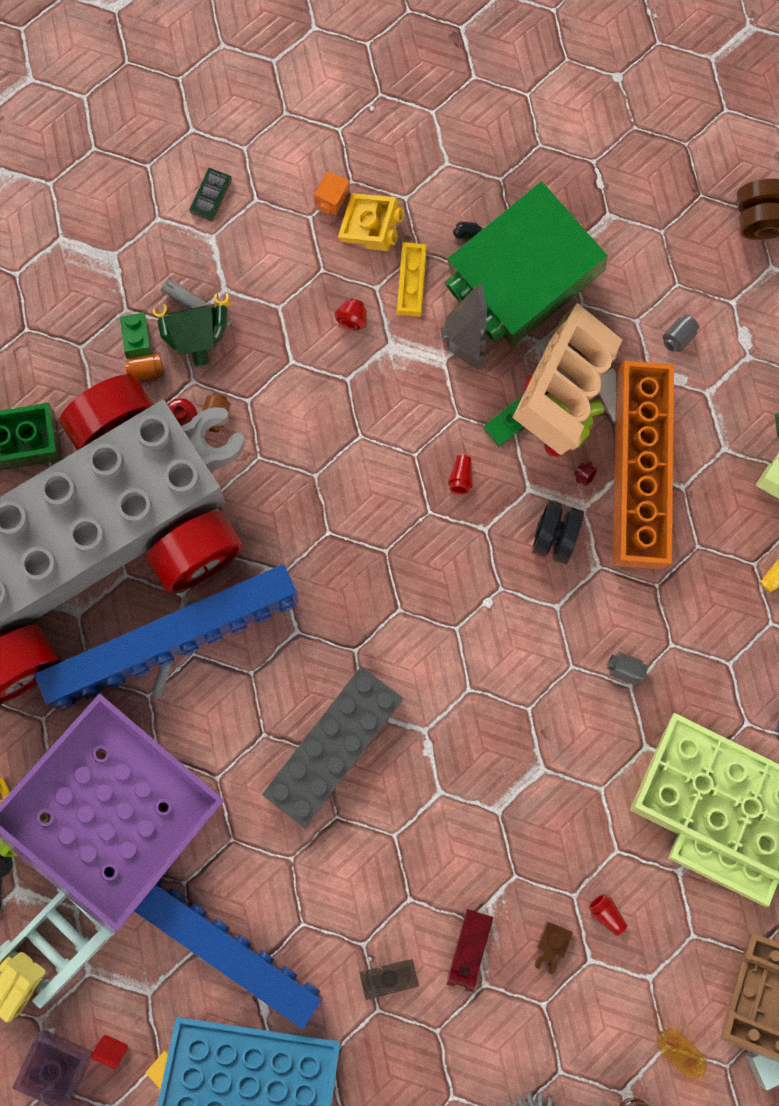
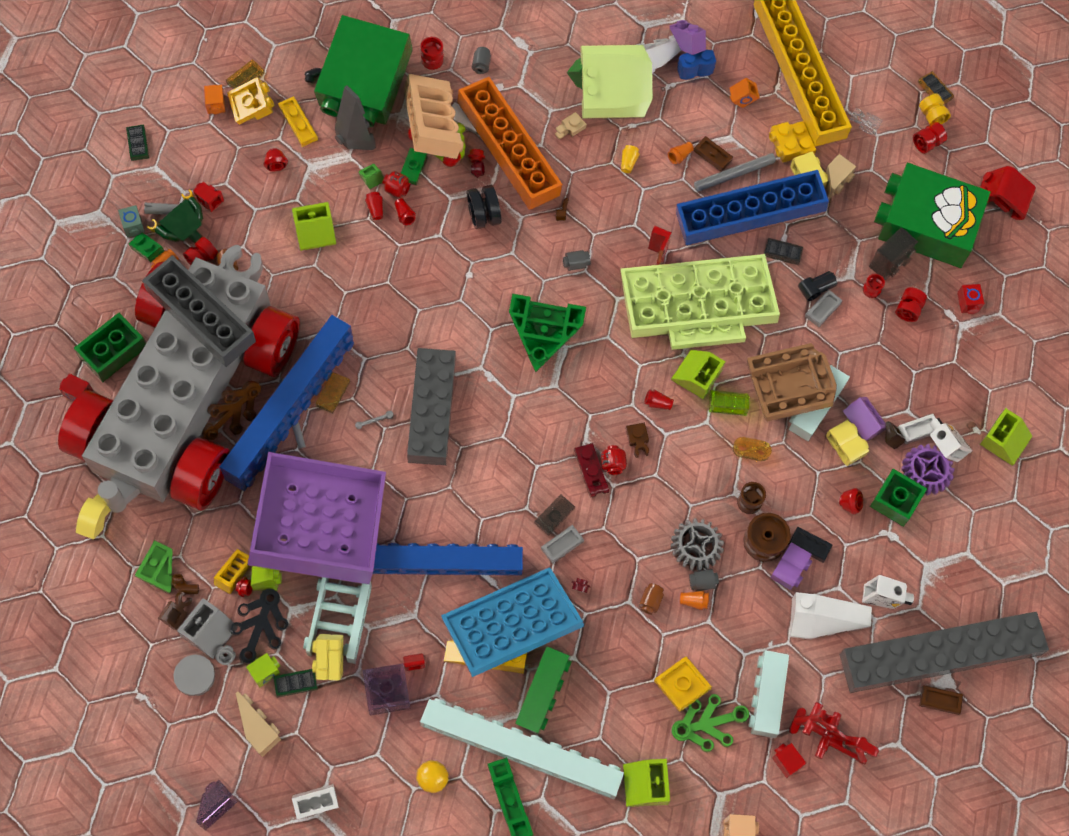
camera: 30 degrees left, 10 degrees down
(112, 480) = (199, 311): none -> dark grey brick
(129, 599) = (246, 394): none -> reddish brown plant
(139, 292) = (131, 221): none -> sand green brick
(191, 382) = (203, 250): none -> red wheel
(231, 653) = (332, 392): none -> clear yellow plate
(246, 313) = (208, 196): none -> red brick
(279, 722) = (389, 415): none -> light grey hinge
(342, 429) = (314, 226): none -> lime slope
(360, 1090) = (580, 585): none -> dark red plate
(374, 1020) = (562, 544): none -> light grey tile
(387, 183) = (245, 74): none -> clear yellow tile
(432, 444) = (375, 205): none -> red cone
(453, 403) = (371, 176): none -> bright green slope
(473, 434) = (396, 184): none -> red head
(503, 958) = (613, 460): none -> red head
(530, 734) = (544, 326): none -> green wedge
(594, 455) = (476, 154): none -> red plate
(626, 288) = (432, 53): none -> red wheel
(648, 595) = (561, 214): none -> reddish brown hand
(681, 912) = (698, 372): none -> lime slope
(694, 972) = (728, 402): none -> clear neon green brick
(737, 486) = (571, 125): none -> tan plate
(745, 713) = (659, 242): none -> red panel

